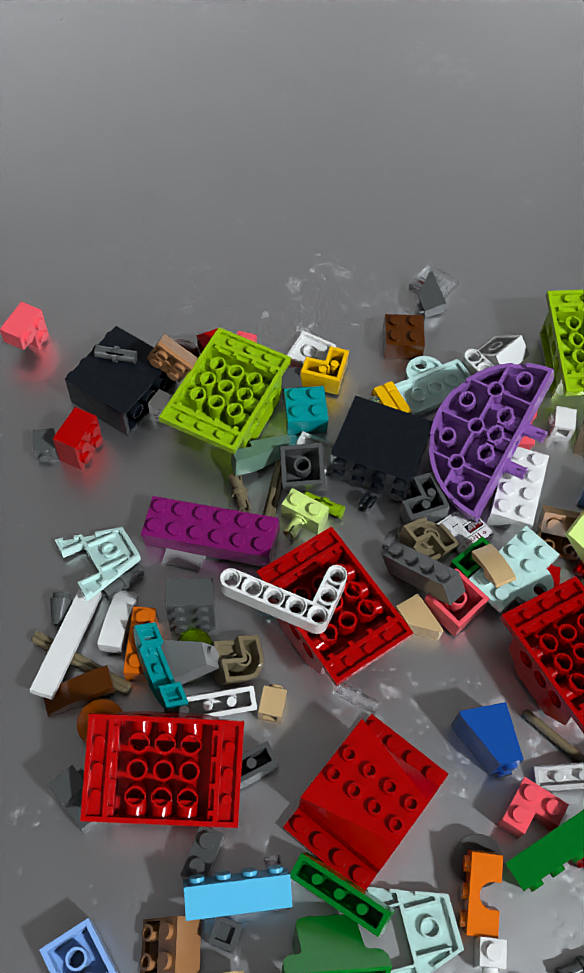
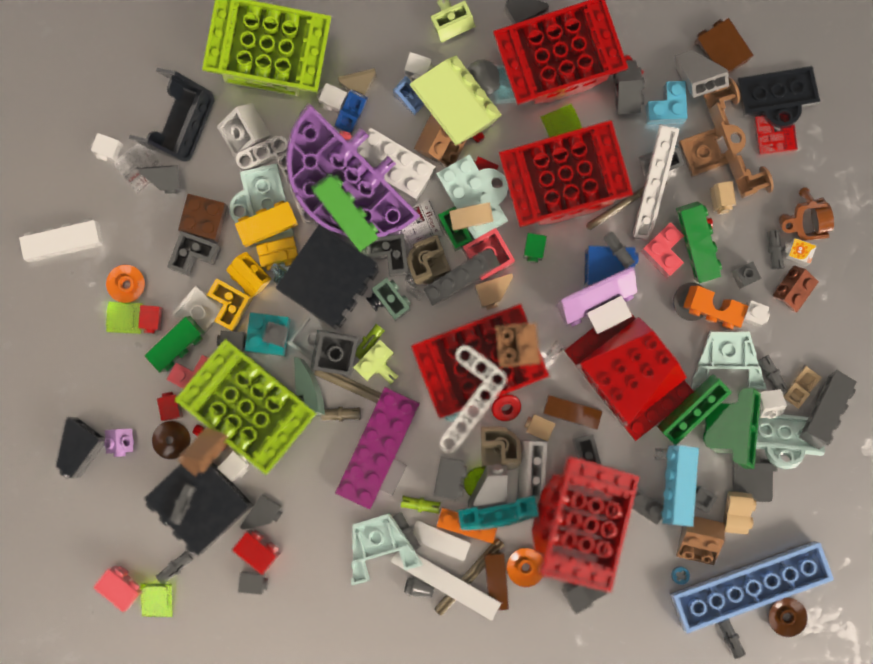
camera: 75 degrees left, 25 degrees up
(17, 368) = (156, 600): none -> clear neon green piece
(51, 377) = (174, 567): none -> dark grey pin
(111, 935) = (681, 581): none -> dark azure bush
(120, 440) = (263, 513): none -> dark grey slope
(156, 276) = (77, 448): none -> black slope
(156, 590) = (420, 504): none -> lime pin
(175, 309) = (118, 441): none -> lavender brick
(276, 334) = (175, 344): none -> green brick
(277, 659) = (511, 413): none -> red piece
(288, 297) = (123, 317): none -> clear neon green piece
(293, 314) = (150, 318): none -> red brick
(300, 738) = (572, 412): none -> reddish brown slope
(307, 404) = (276, 334): none -> dark grey brick
(321, 289) = (116, 280): none -> orange dish
(346, 237) = (61, 240): none -> white brick
(361, 381) = (248, 274): none -> yellow brick
(364, 633) = (518, 345): none -> medium nougat slope
(366, 329) = (191, 248): none -> dark grey brick
(375, 513) = (391, 299): none -> sand green brick
(416, 384) = (266, 223): none -> yellow brick
(430, 751) = (609, 314): none -> white brick
(442, 254) = (105, 147): none -> white brick
(449, 732) = (579, 304): none -> lavender slope
(454, 435) = (344, 211): none -> bright green brick
(480, 653) = (534, 247): none -> green brick
(491, 311) = (185, 119): none -> black windscreen
(513, 737) = (618, 250): none -> dark grey axle
(536, 929) = (746, 275): none -> dark grey brick
(558, 444) = (351, 111): none -> blue slope

